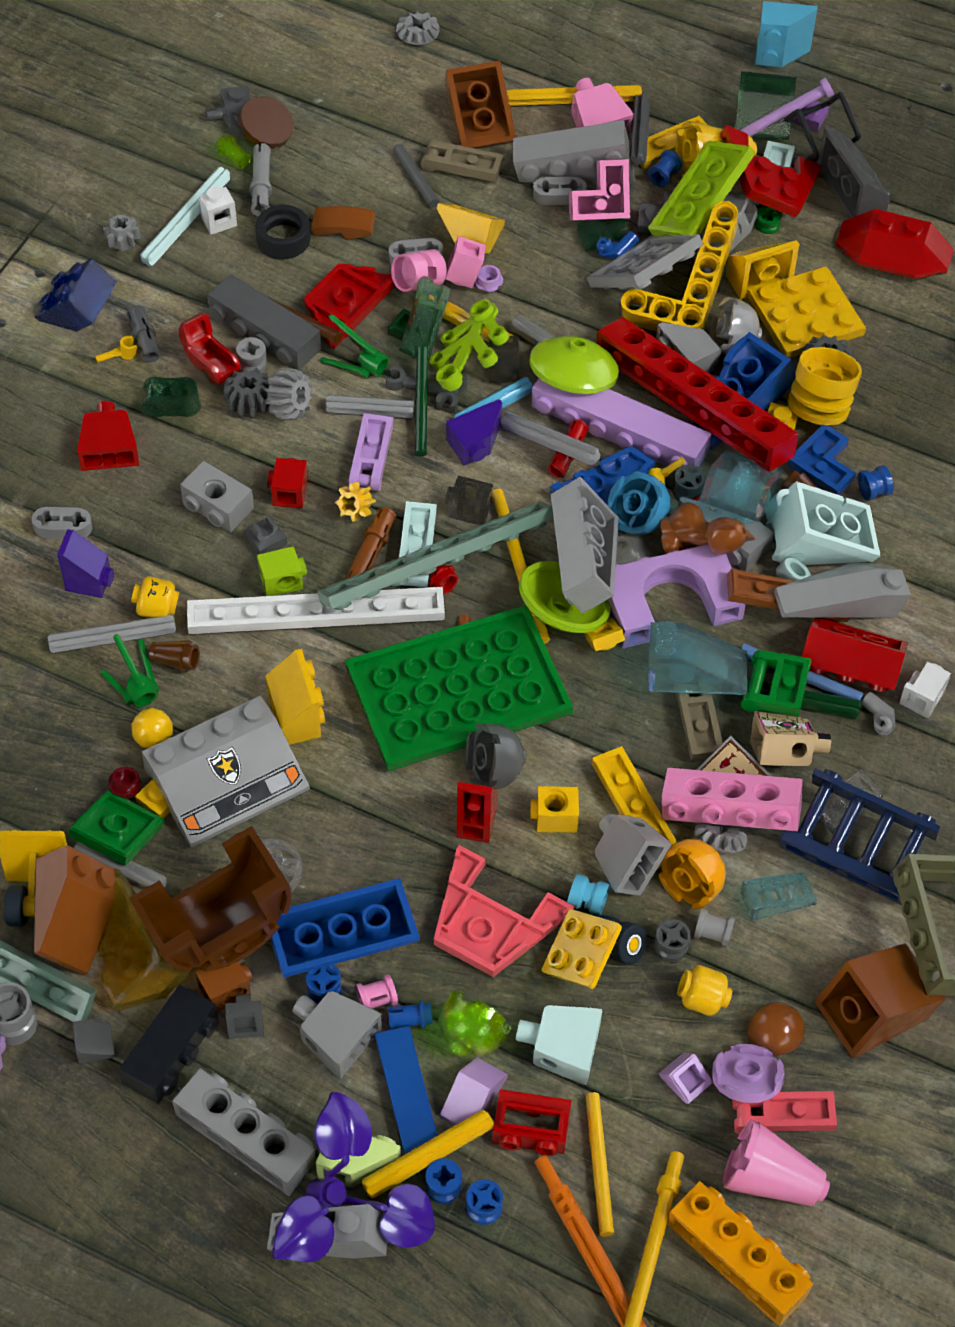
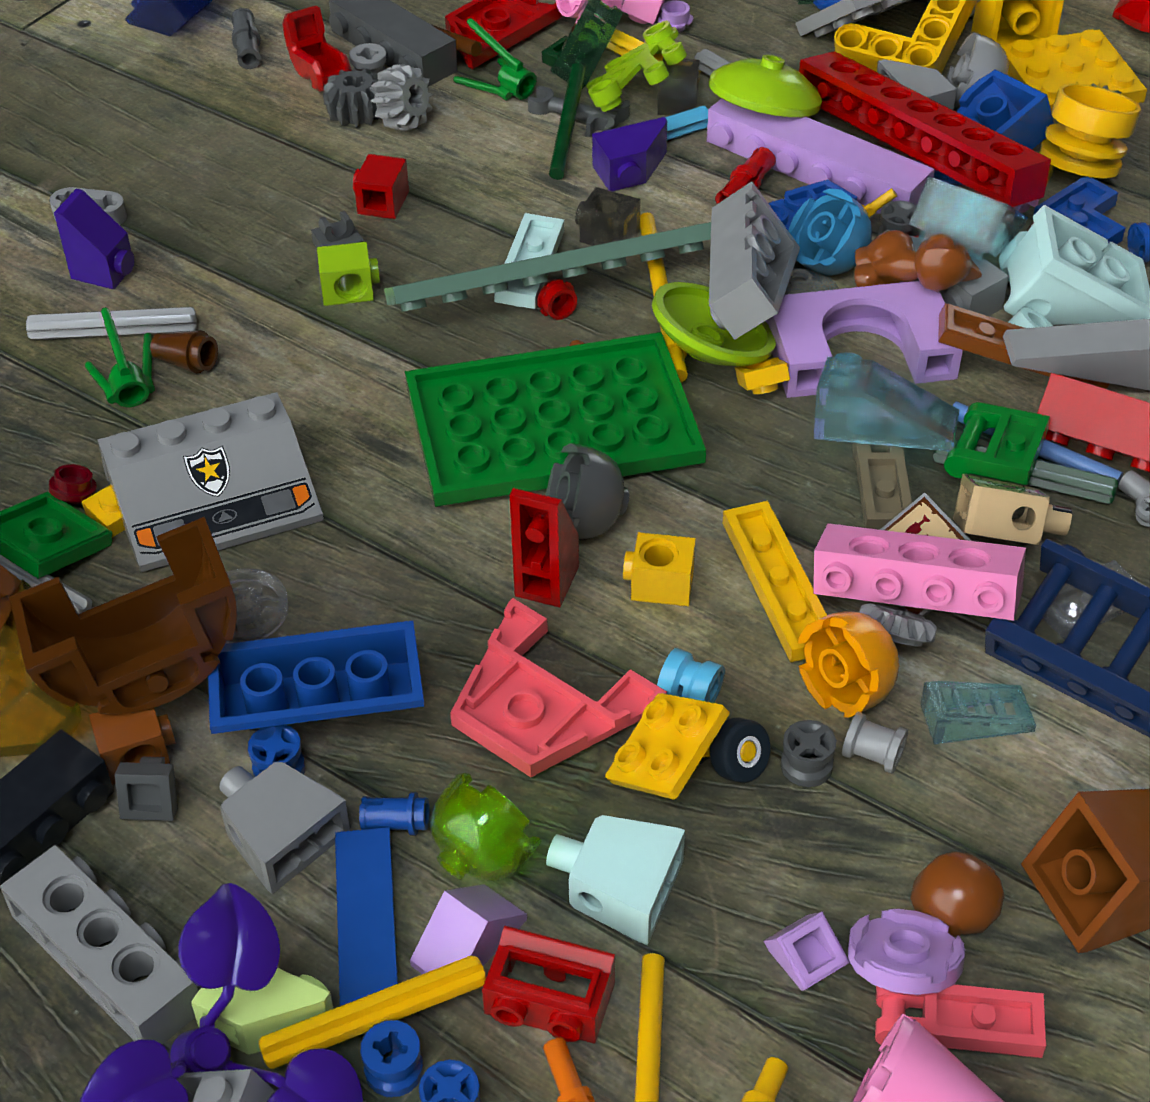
camera: 10 degrees right, 10 degrees down
(107, 439) = (167, 130): red torso -> none
(126, 350) = (222, 54): yellow hand -> none
(151, 727) = (125, 416): yellow piece -> none
(155, 597) = (176, 285): yellow head -> none
(171, 396) = (264, 96): clear green piece -> none
(216, 496) = (286, 192): light grey brick -> none
(295, 698) = (324, 405): yellow slope -> none
(309, 612) = (376, 320): white plate -> none
(355, 501) = (459, 208): yellow gear -> none
(369, 405) = (502, 123): light grey axle -> none
(371, 450) = (492, 166): lavender plate -> none
(374, 539) = (476, 251): dark orange pin -> none
(377, 993) = (352, 777): bright pink bush -> none
(550, 438) = (724, 162): light grey axle -> none
(629, 852) = (758, 627): light grey torso -> none
(704, 990) = (849, 825): yellow head -> none

